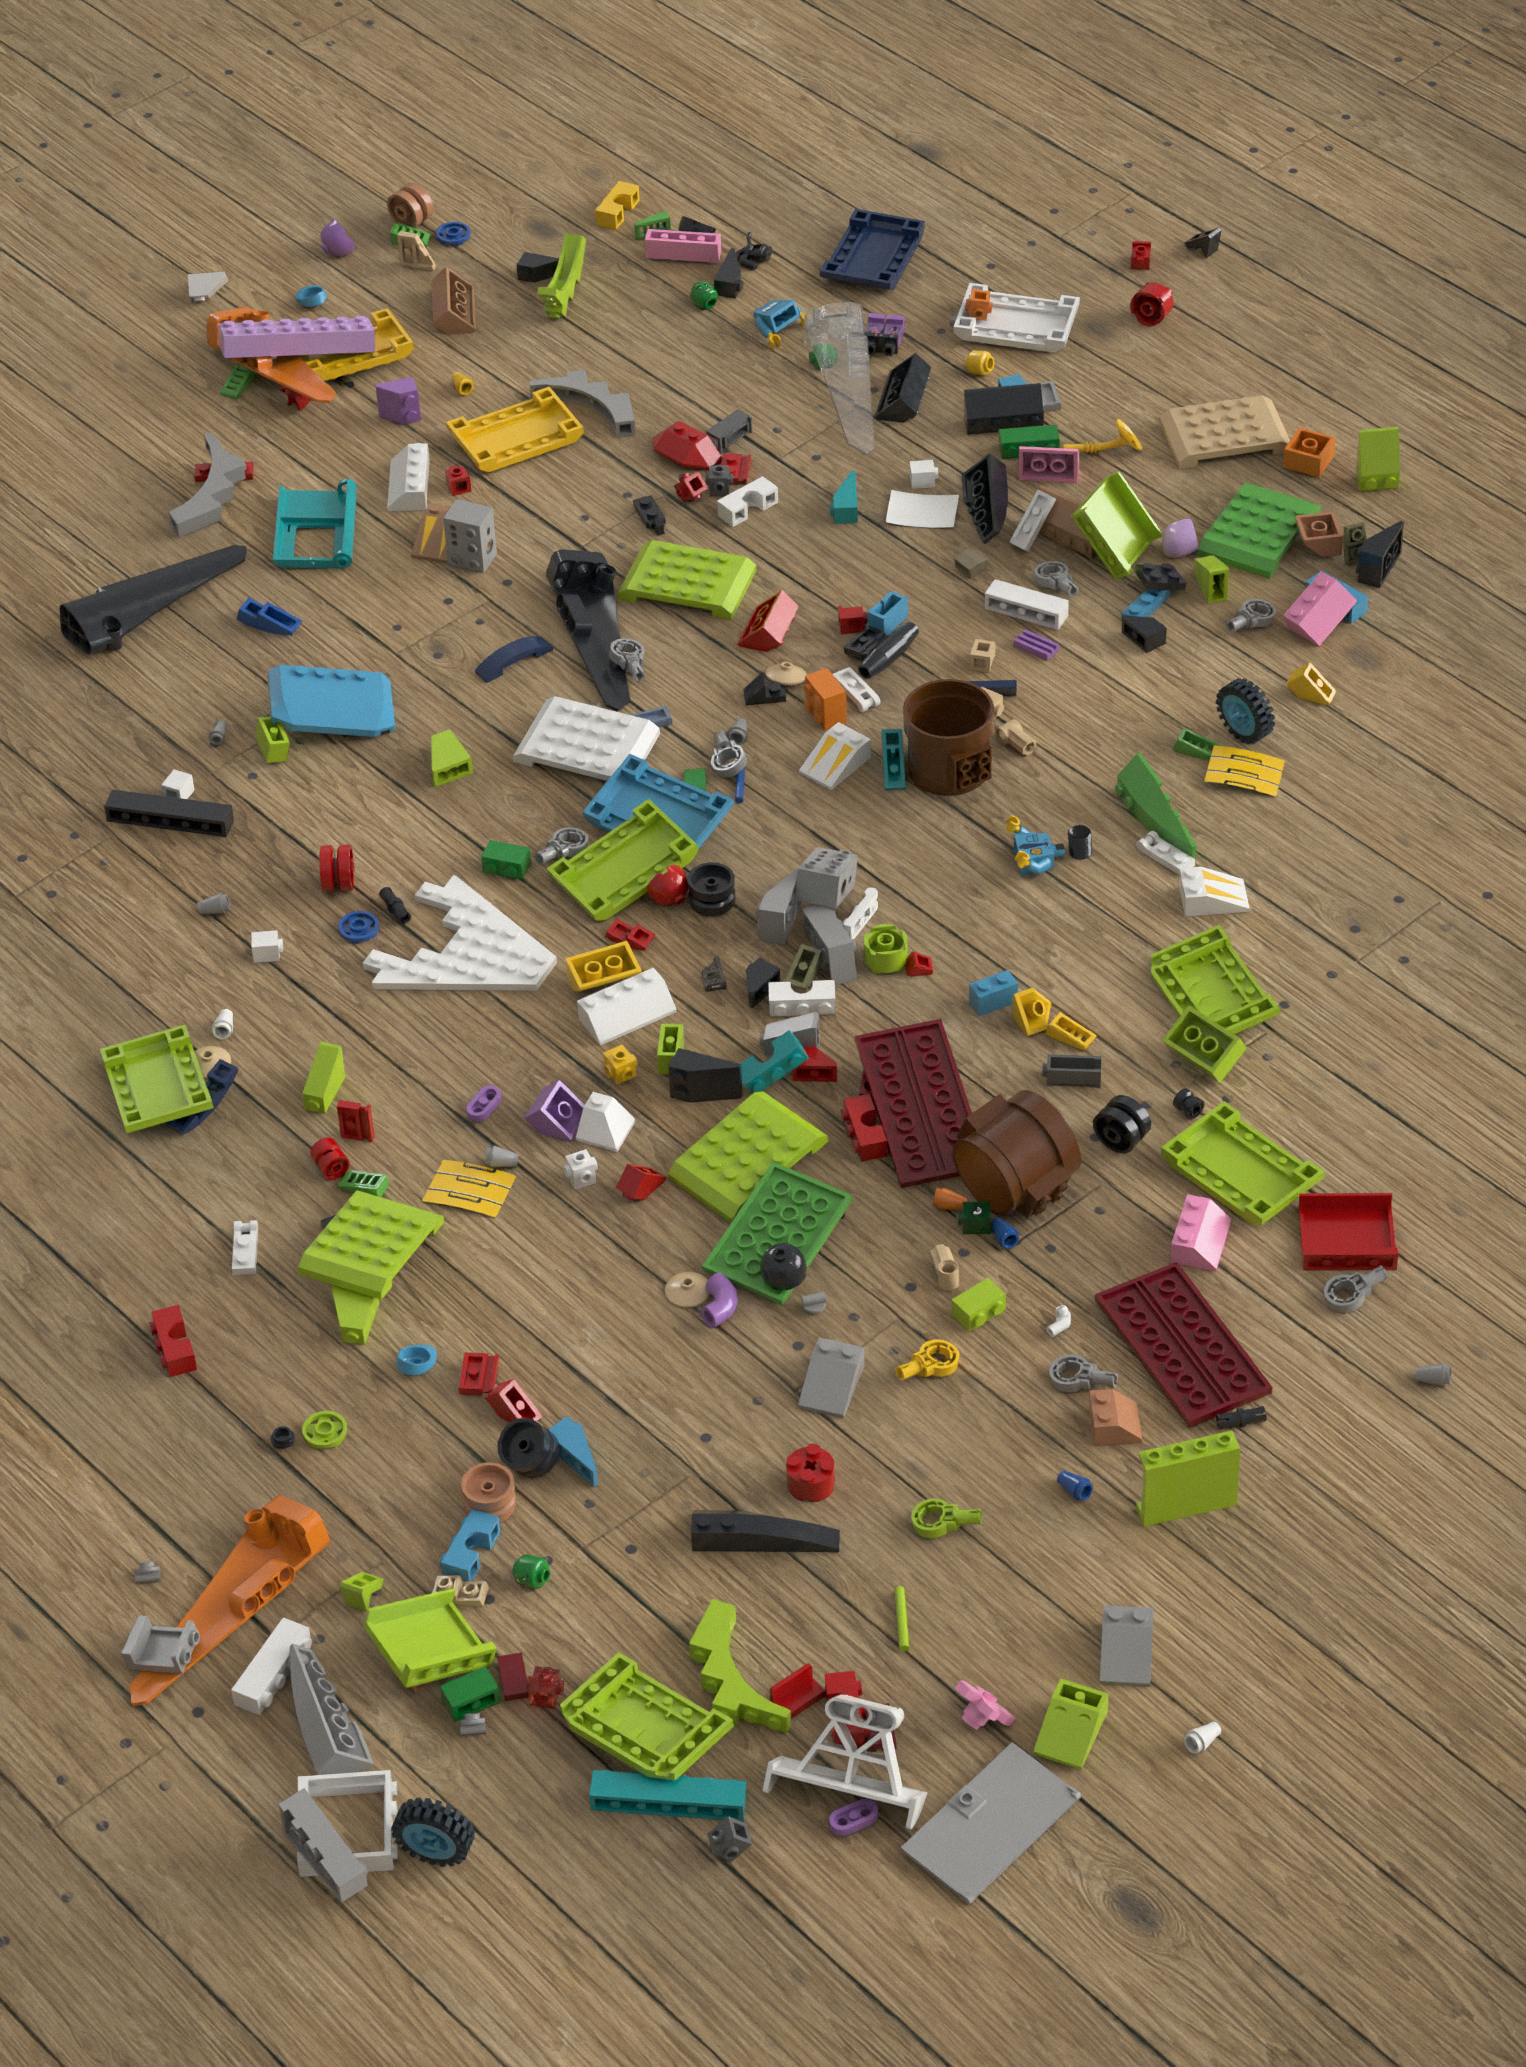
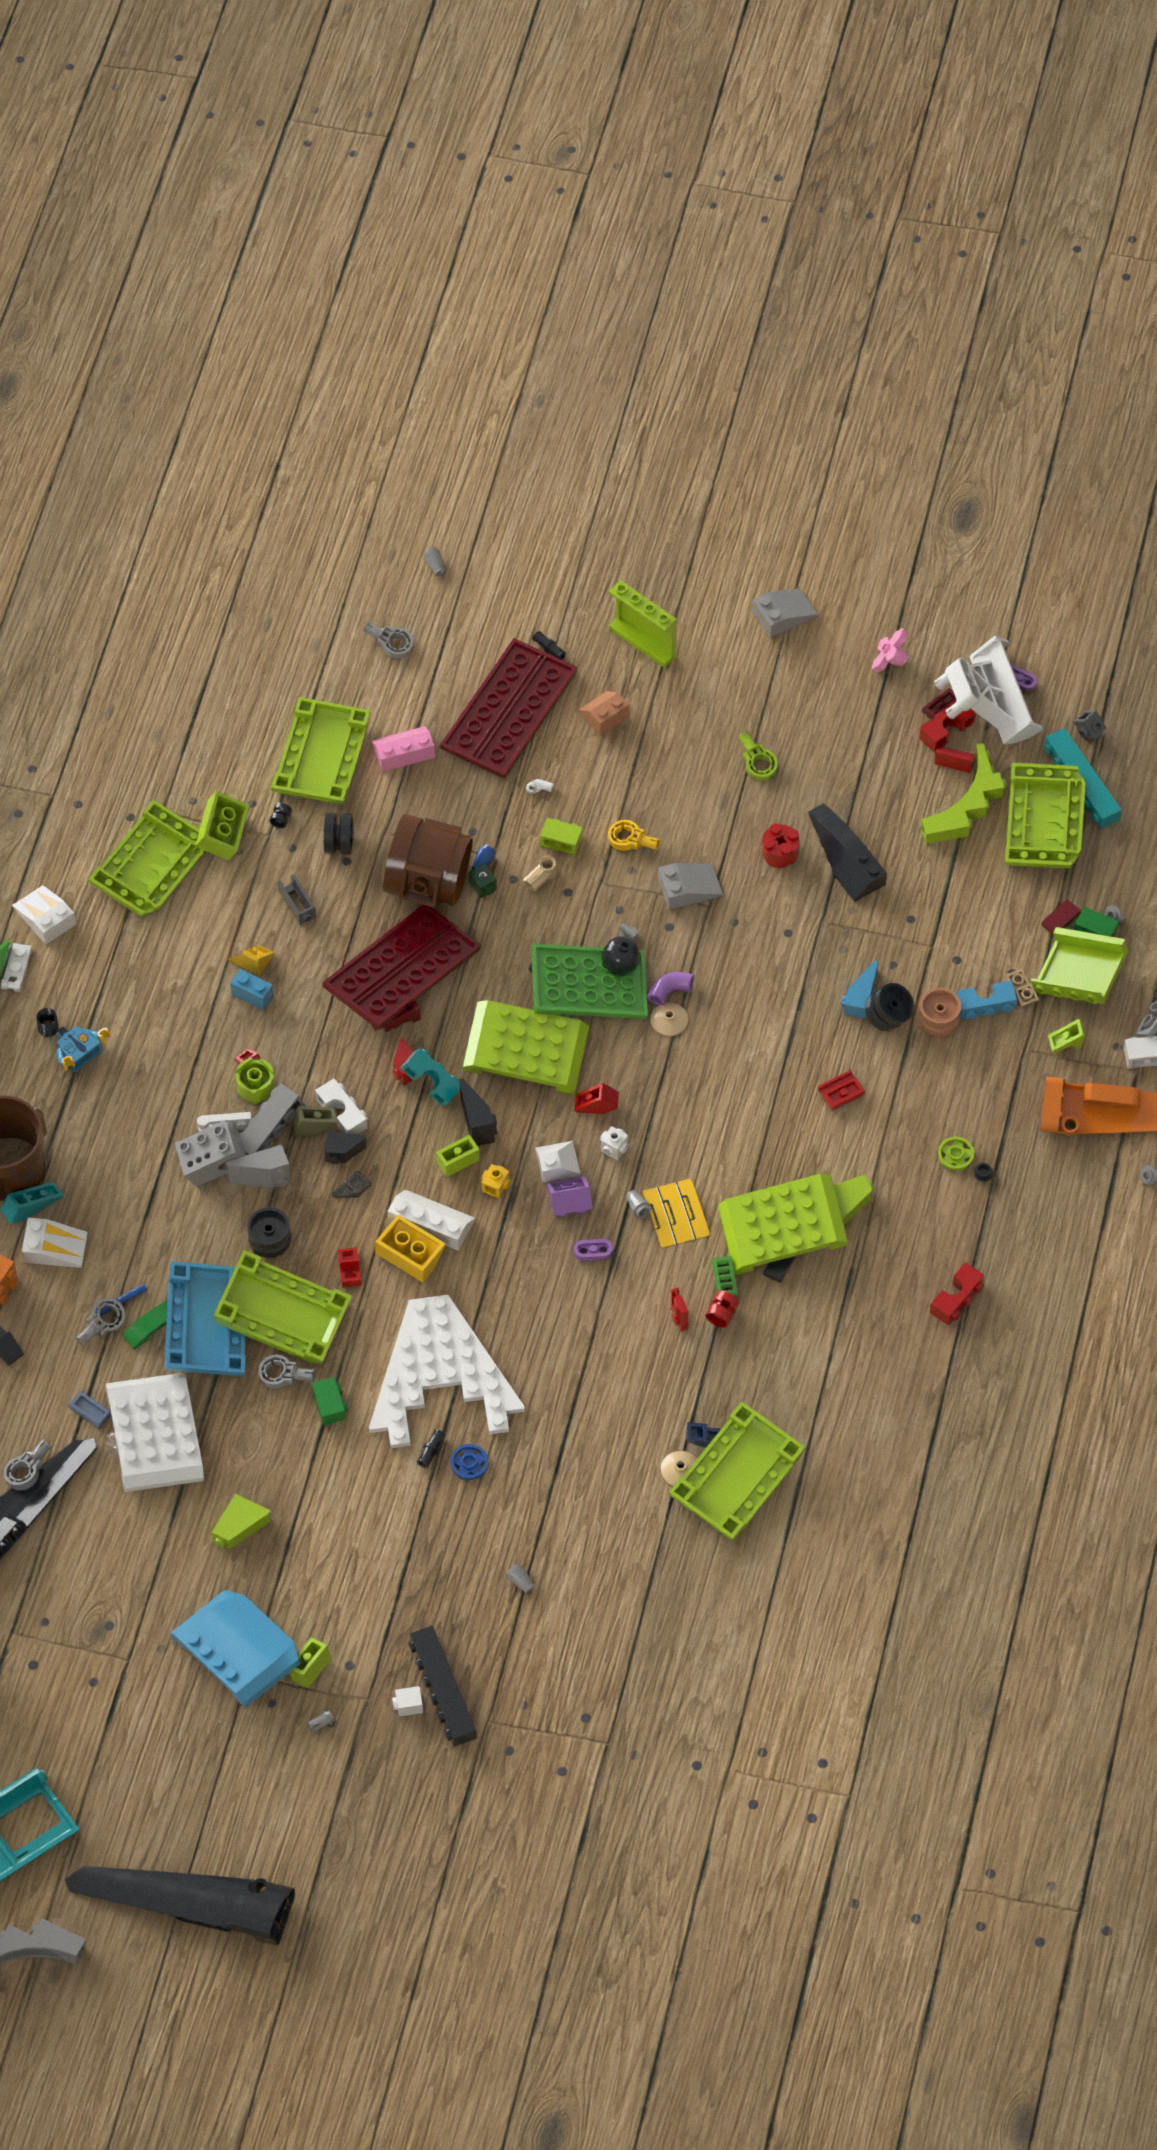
camera: 125 degrees left, 15 degrees up
(223, 1025) = (639, 1480): white cone -> none
(245, 1248) = (839, 1313): white plate -> none
(266, 946) = (540, 1506): white brick -> none
(267, 618) = (154, 1784): blue slope -> none
(324, 1077) = (652, 1363): lime slope -> none
(333, 868) = (429, 1503): red wheel -> none
(416, 1359) = (857, 1134): dark azure hat -> none
(511, 1402) = (853, 1052): red slope -> none
(512, 652) = (79, 1557): dark blue slope -> none
(531, 1571) = (978, 953): green head -> none
(545, 1687) = (1060, 887): clear red brick -> none
(669, 887) = (287, 1259): red cylinder -> none
(738, 731) = (65, 1332): light grey cone -> none
(803, 1027) = (390, 1085): light grey slope -> none
(860, 1115) = (434, 1005): red arch -> none
(901, 1618) = (850, 740): lime bar -> none
(948, 1200) = (477, 908): orange cone -> none
(990, 1823) = (965, 611): light grey door -> none
(1061, 1024) = (255, 927): yellow slope -> none
(1071, 1724) = (866, 604): lime slope -> none
(1077, 1486) = (675, 702): blue cone -> none
(1086, 1377) = (579, 745): light grey pin -> none
(1200, 1738) = (821, 539): white cone -> none
(1347, 1231) = (341, 667): red panel -> none

